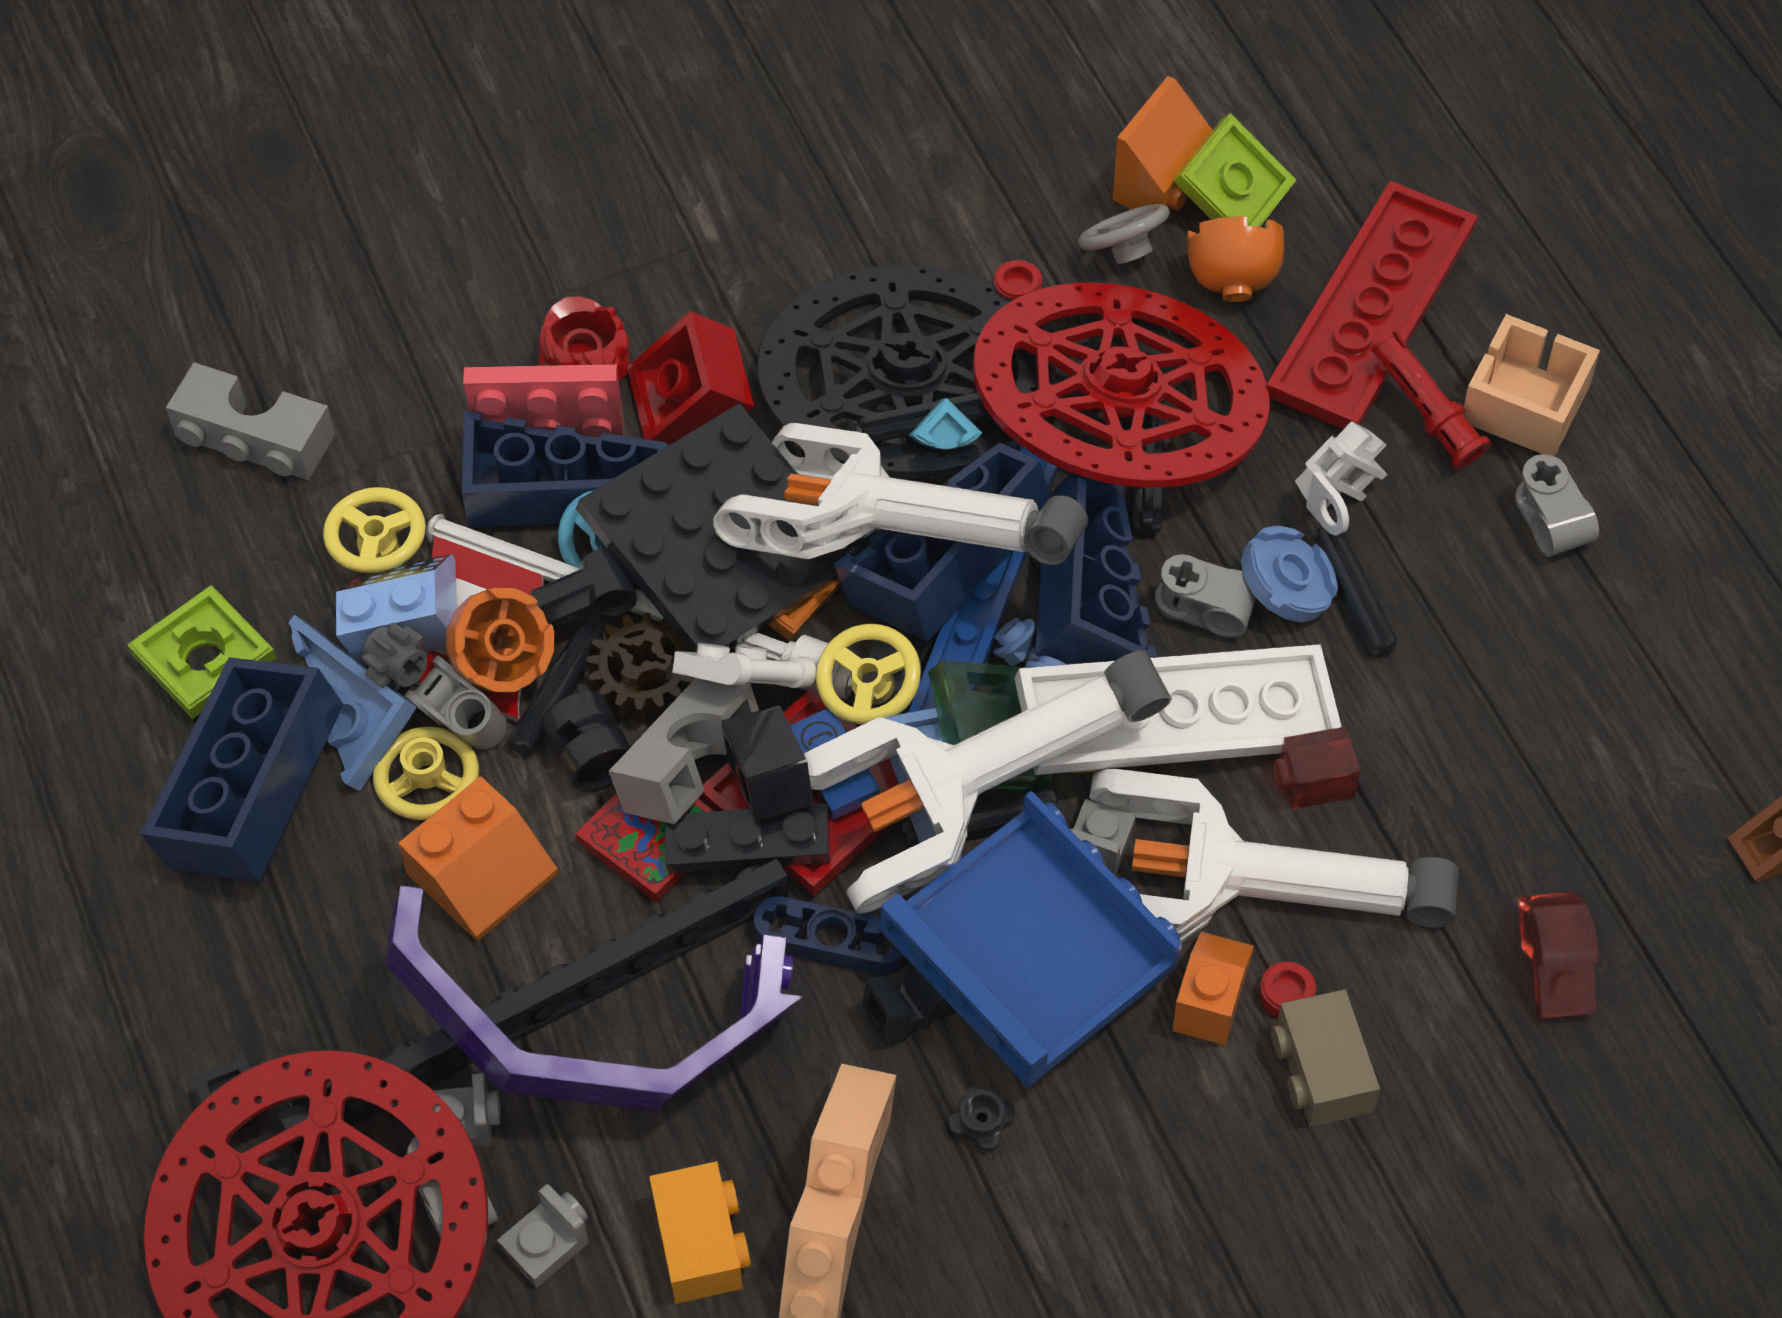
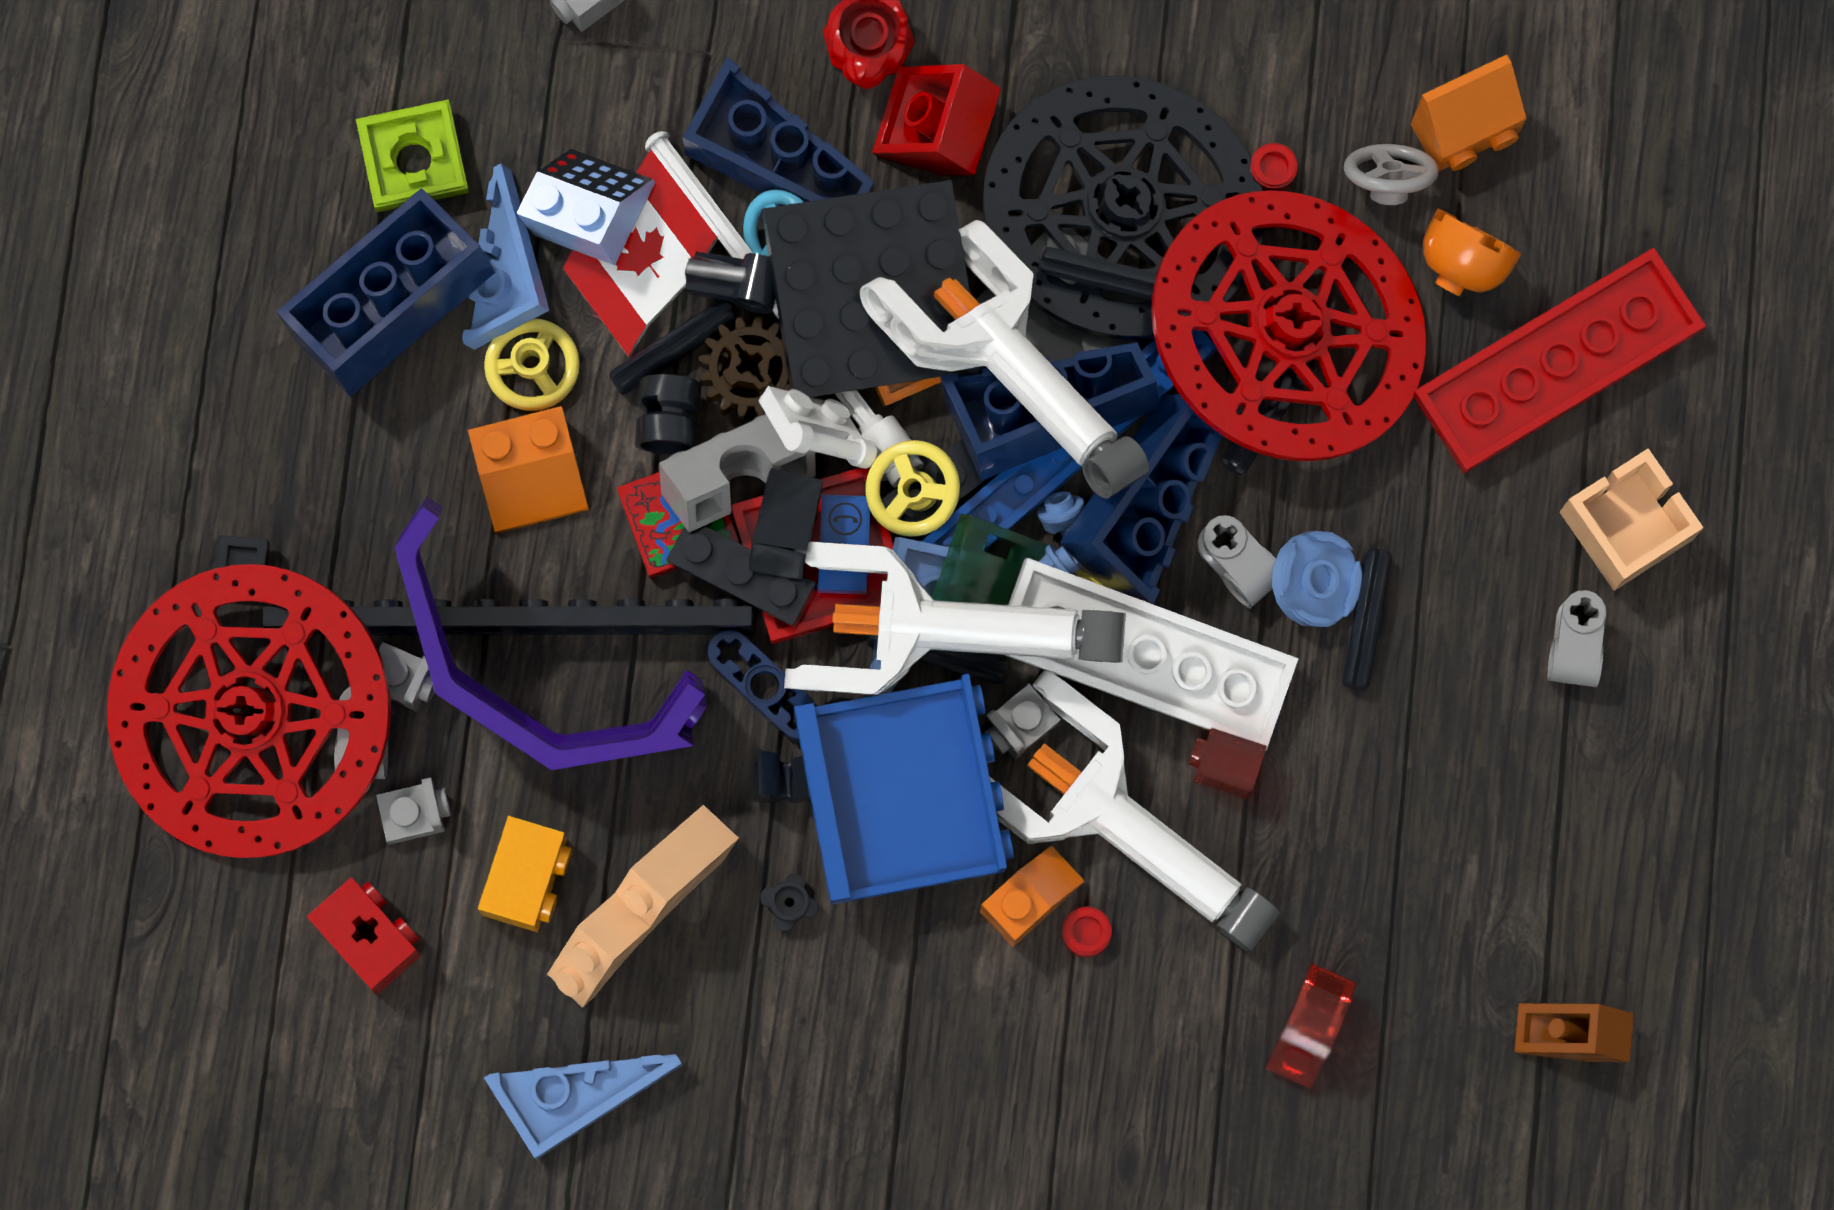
camera: 25 degrees right, 20 degrees up
(376, 534) = (607, 137): light yellow piece -> none
(394, 656) = (551, 259): dark grey gear -> none
(453, 701) = (579, 314): light grey piece -> none
(499, 640) = (639, 292): orange cylinder -> none
(549, 396) = (801, 82): coral plate -> none
(945, 428) = (1108, 296): medium azure tile -> none
(1234, 175) = (1518, 173): lime plate -> none
(1326, 1058) = (1075, 1007): dark tan brick -> none
(1337, 467) = (1420, 508): white piece -> none
(1443, 417) = (1541, 505): red pin -> none

